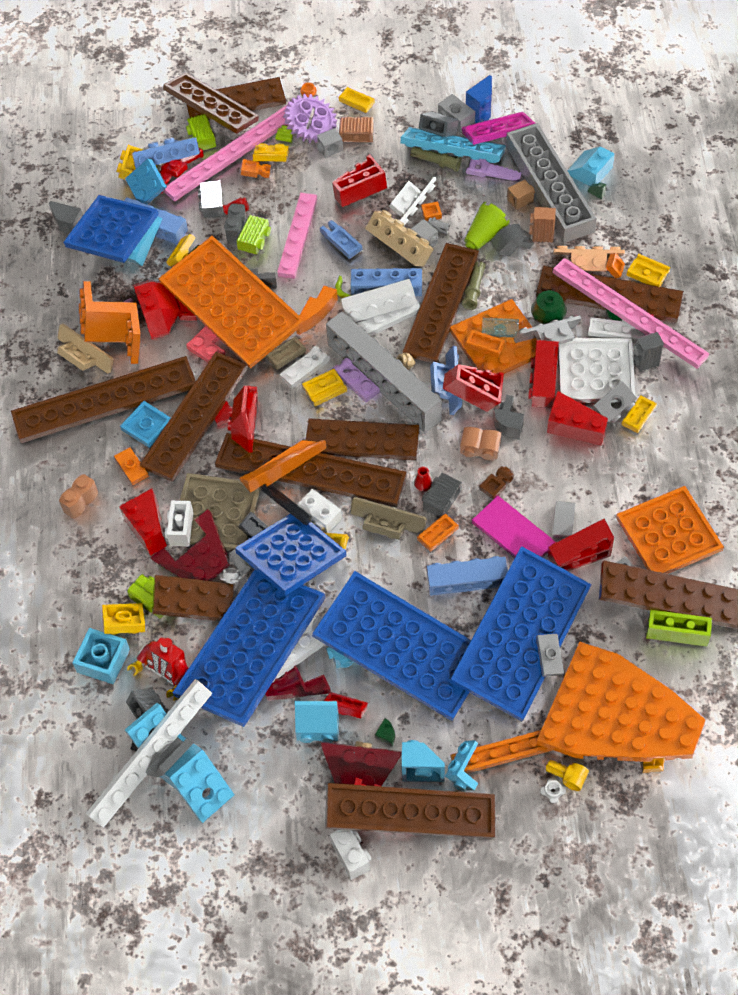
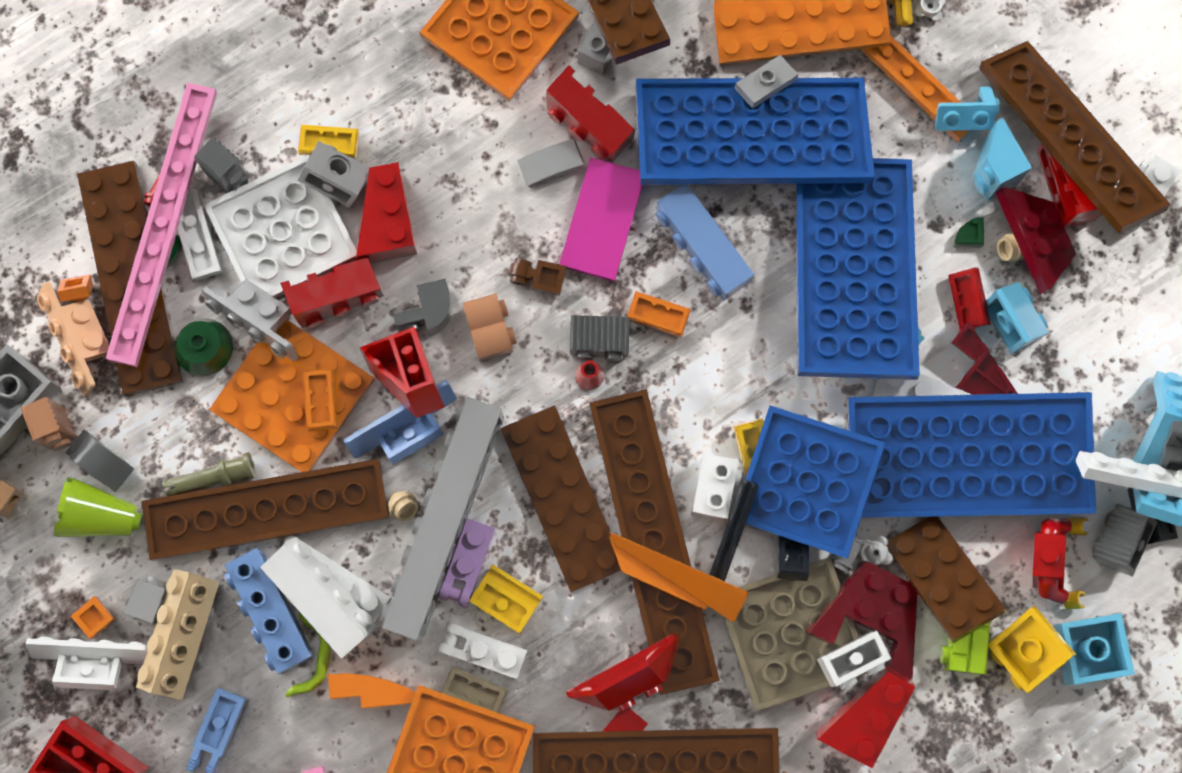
camera: 125 degrees left, 20 degrees up
(386, 519) = (681, 390): dark tan bracket -> none
(439, 225) = (117, 592): light grey pin -> none
(500, 327) = (280, 392): clear light blue plate -> none
(648, 271) = (62, 238): yellow plate -> none

